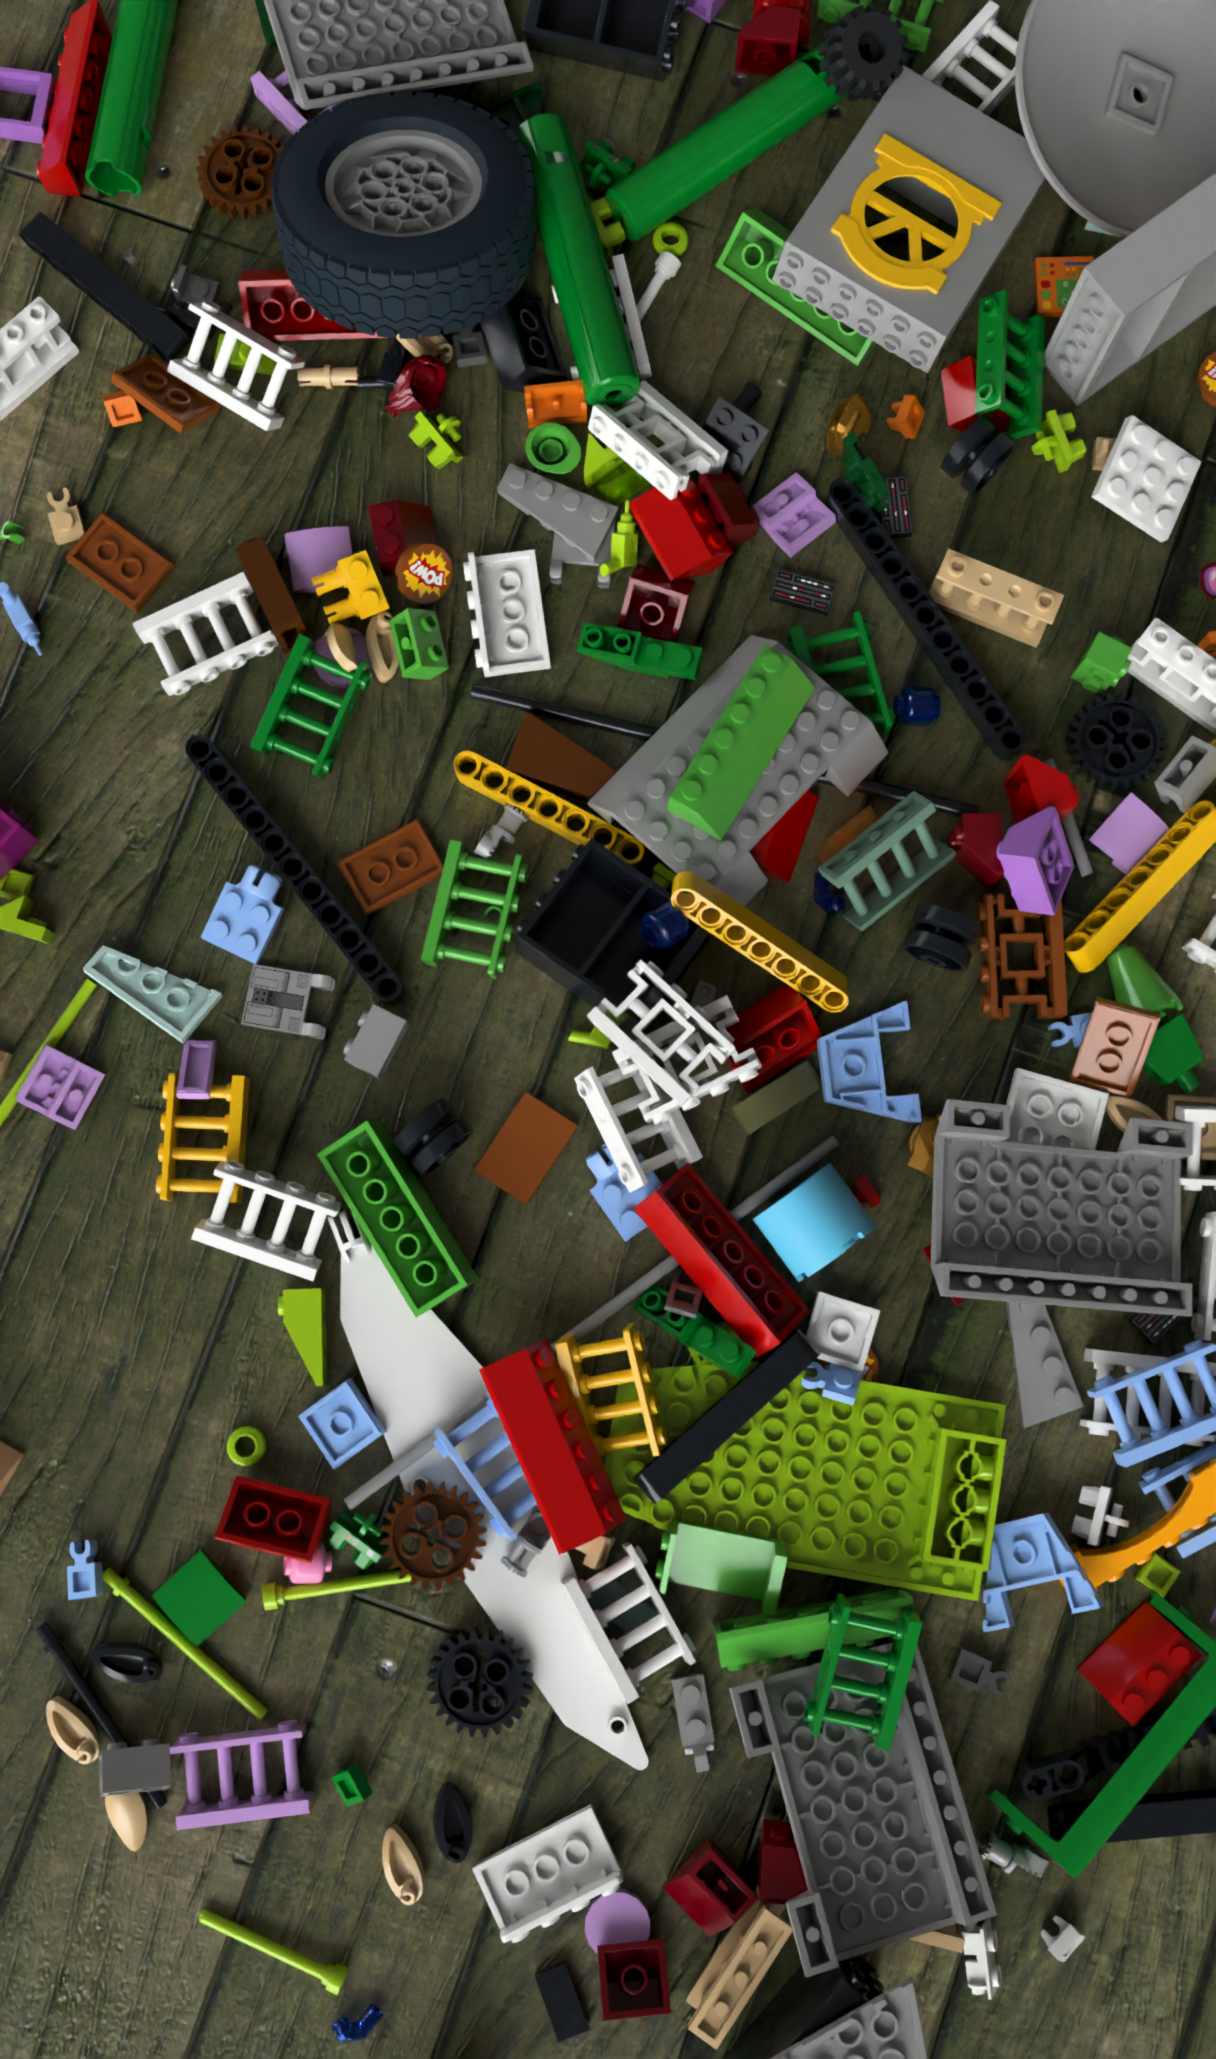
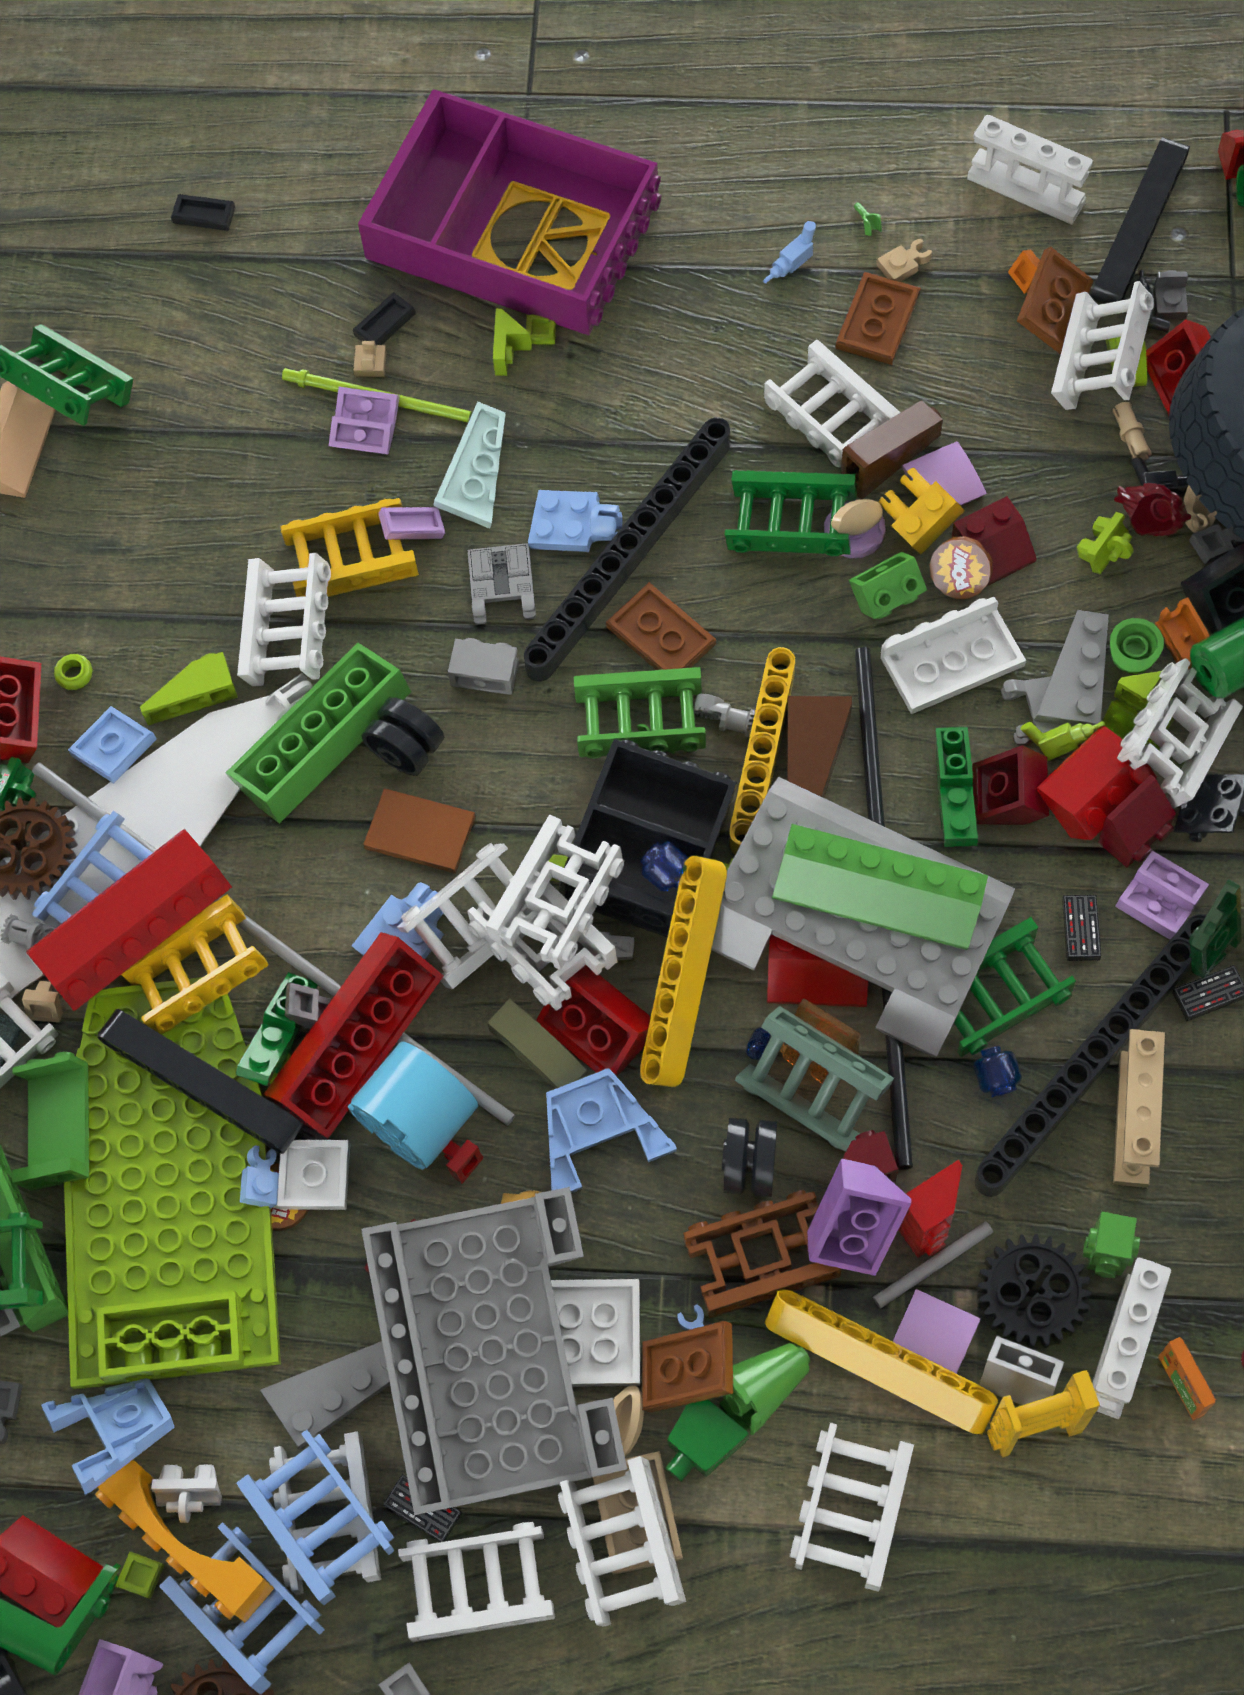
camera: 80 degrees right, 15 degrees down
(381, 646) = (873, 554): tan arm -> none

